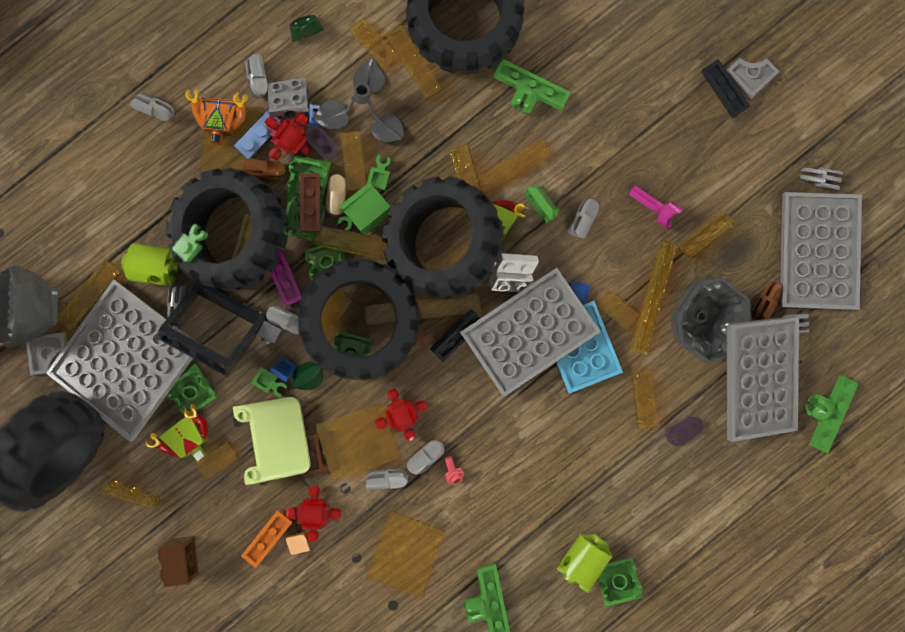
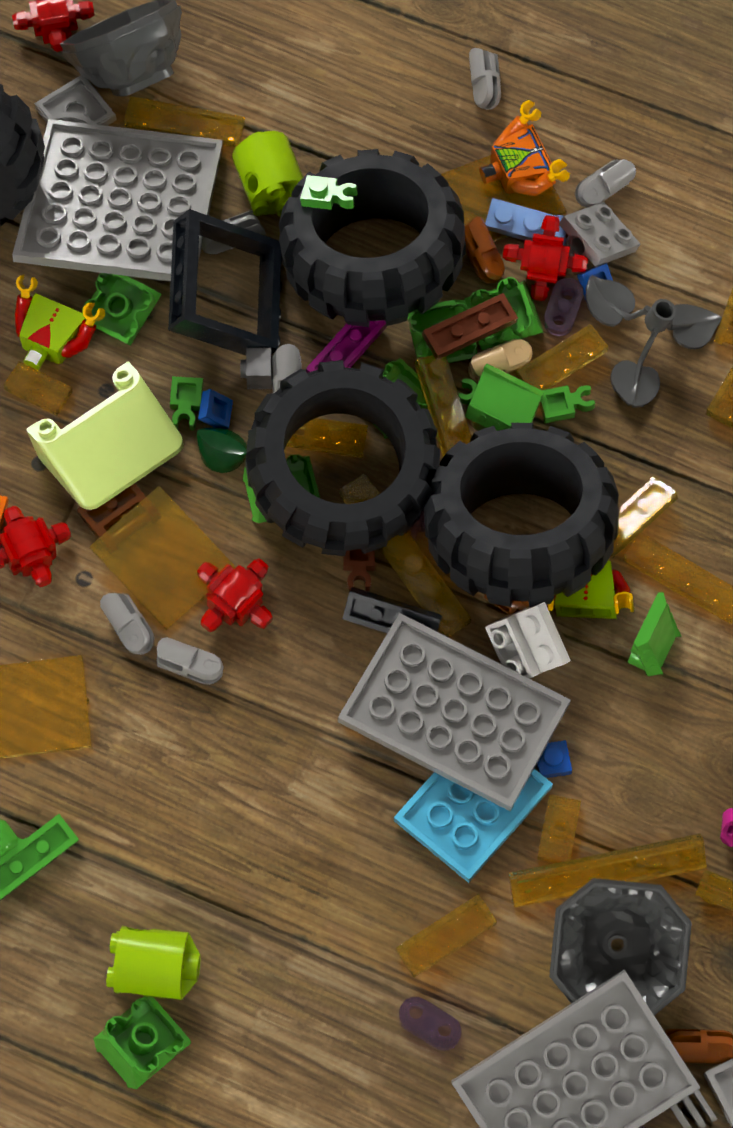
camera: 60 degrees right, 20 degrees down
(305, 27) = (709, 211): dark green piece -> none
(453, 475) = (182, 716): coral plate -> none
(584, 218) = (667, 710): light grey arm -> none

